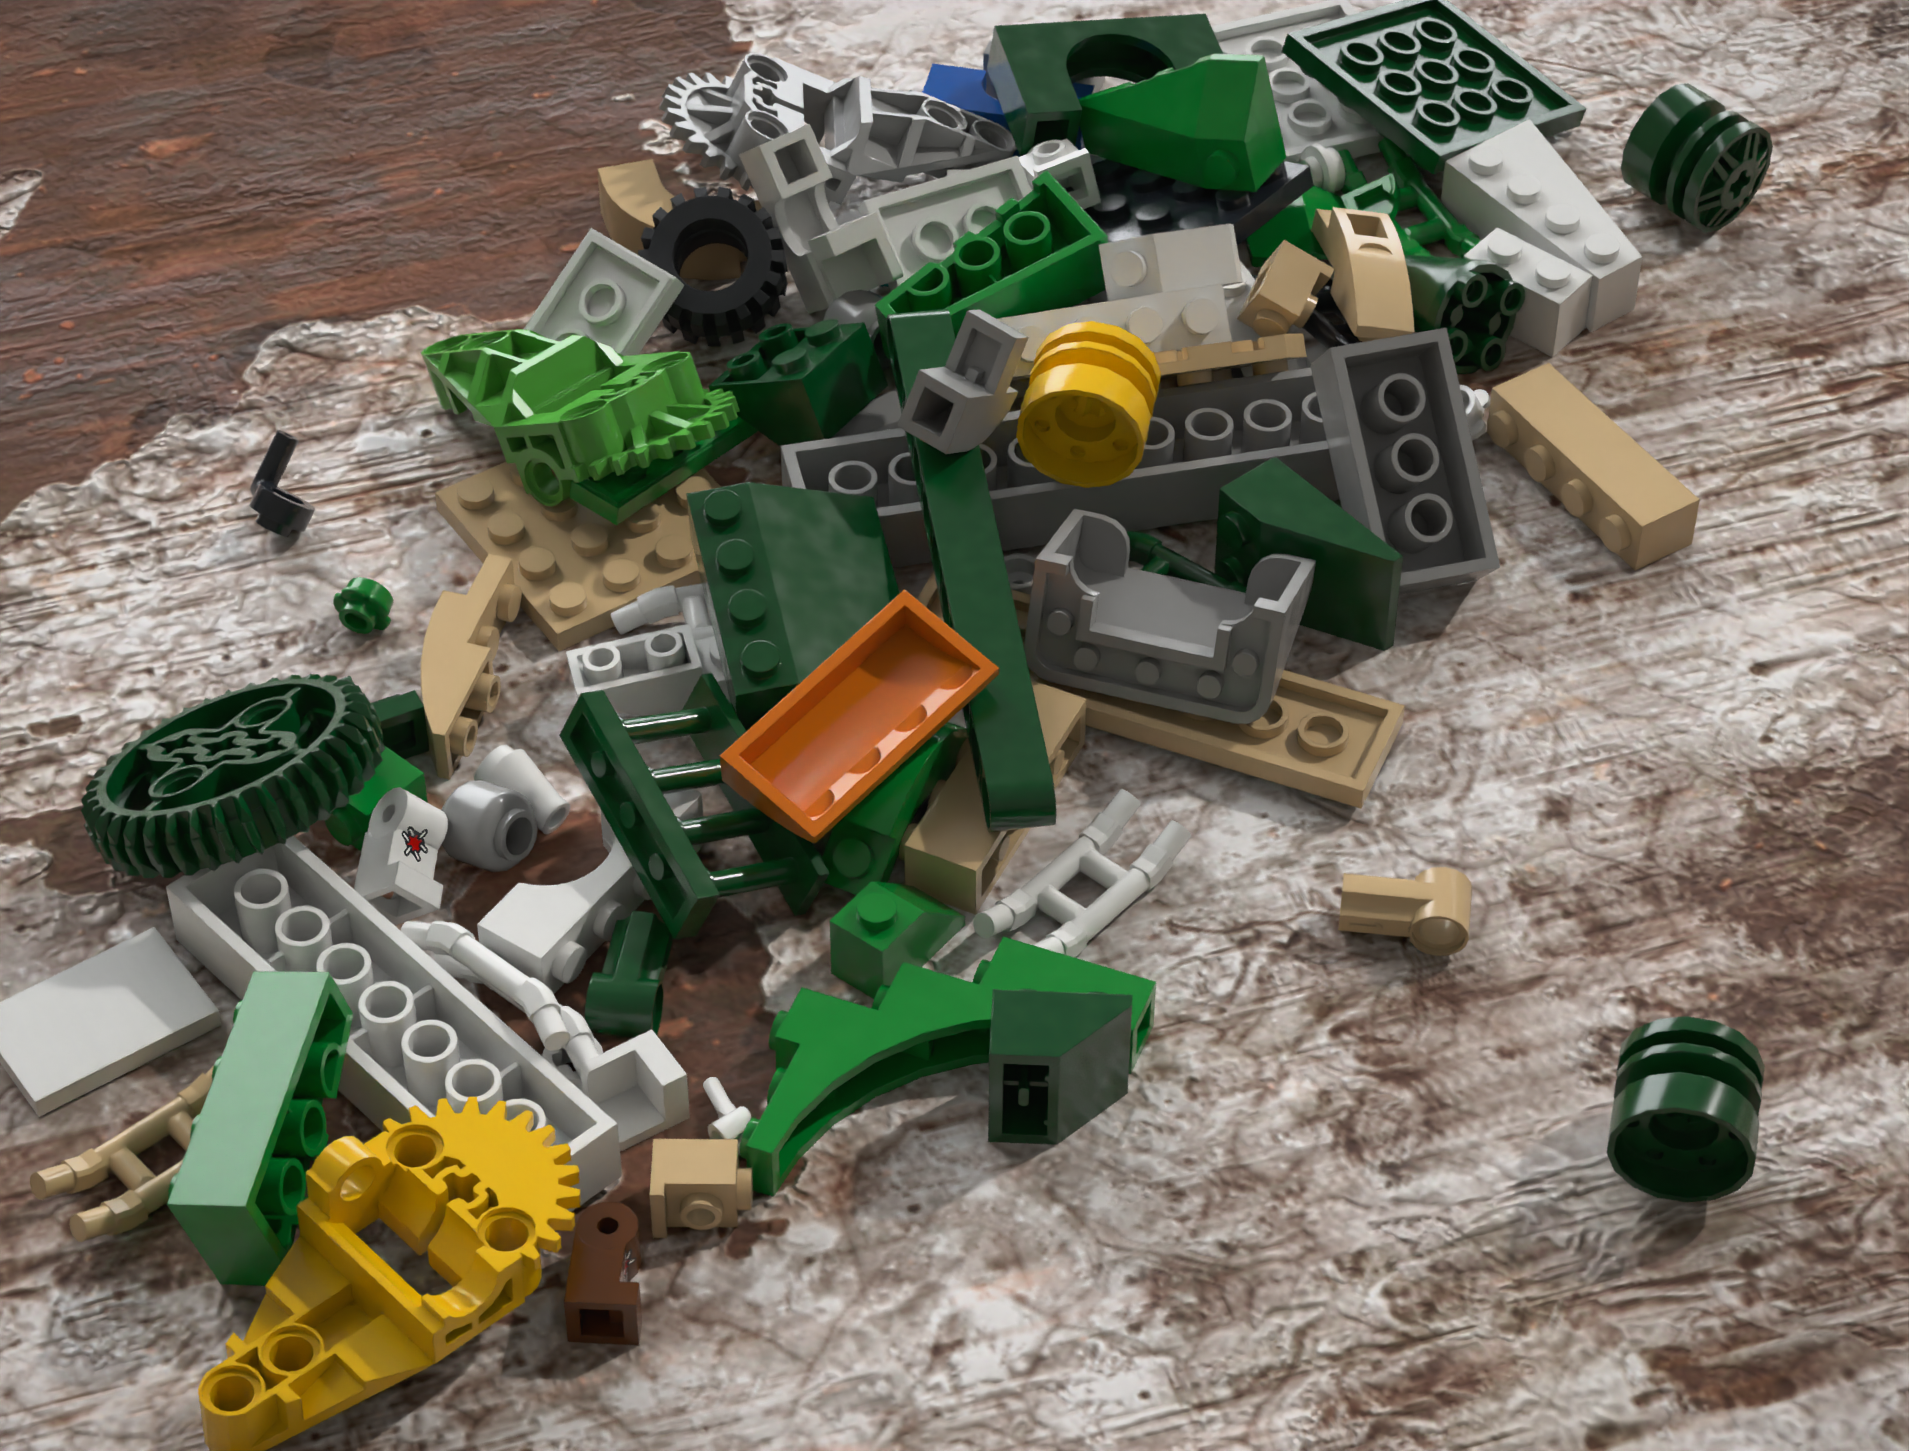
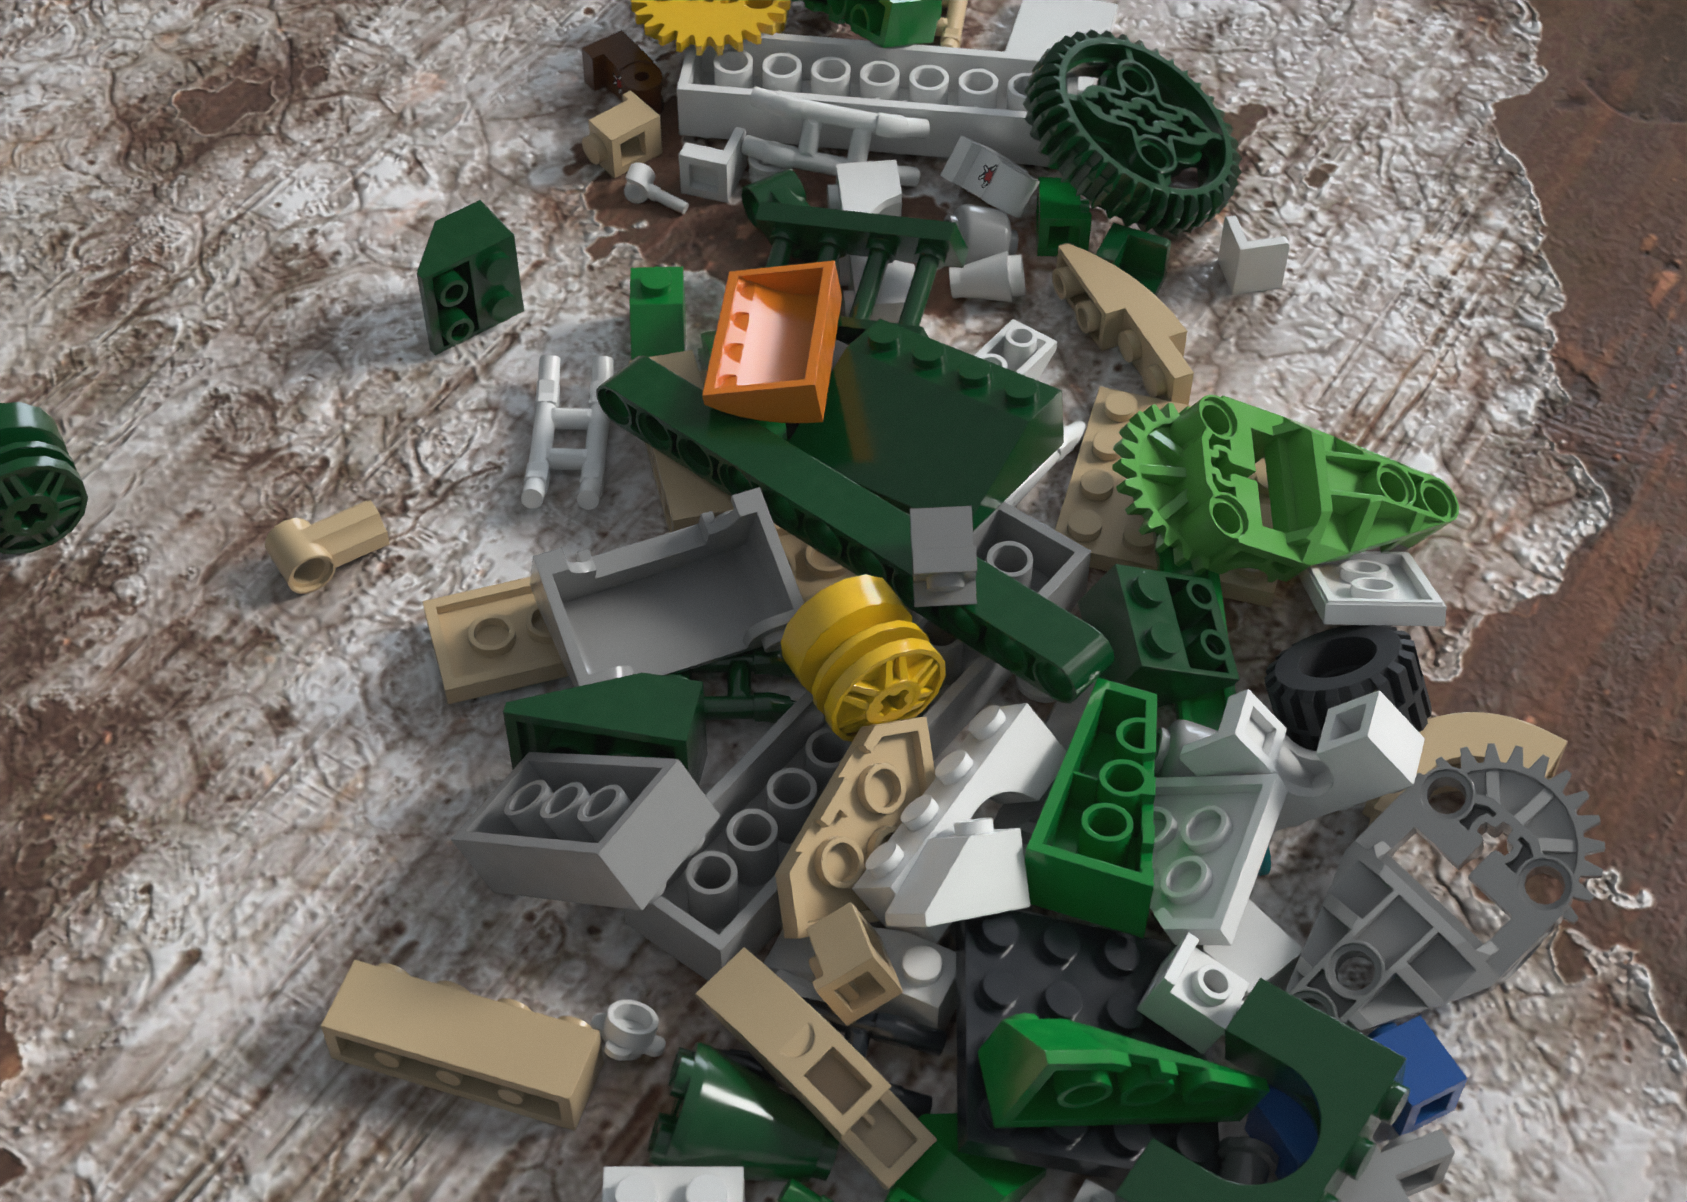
camera: 140 degrees right, 5 degrees up
(272, 648) = (1251, 264): none -> white panel
(278, 508) = (1401, 360): black plate -> none
(364, 605) = (1244, 330): green plate -> none
(925, 1023) = (572, 293): green arch -> none

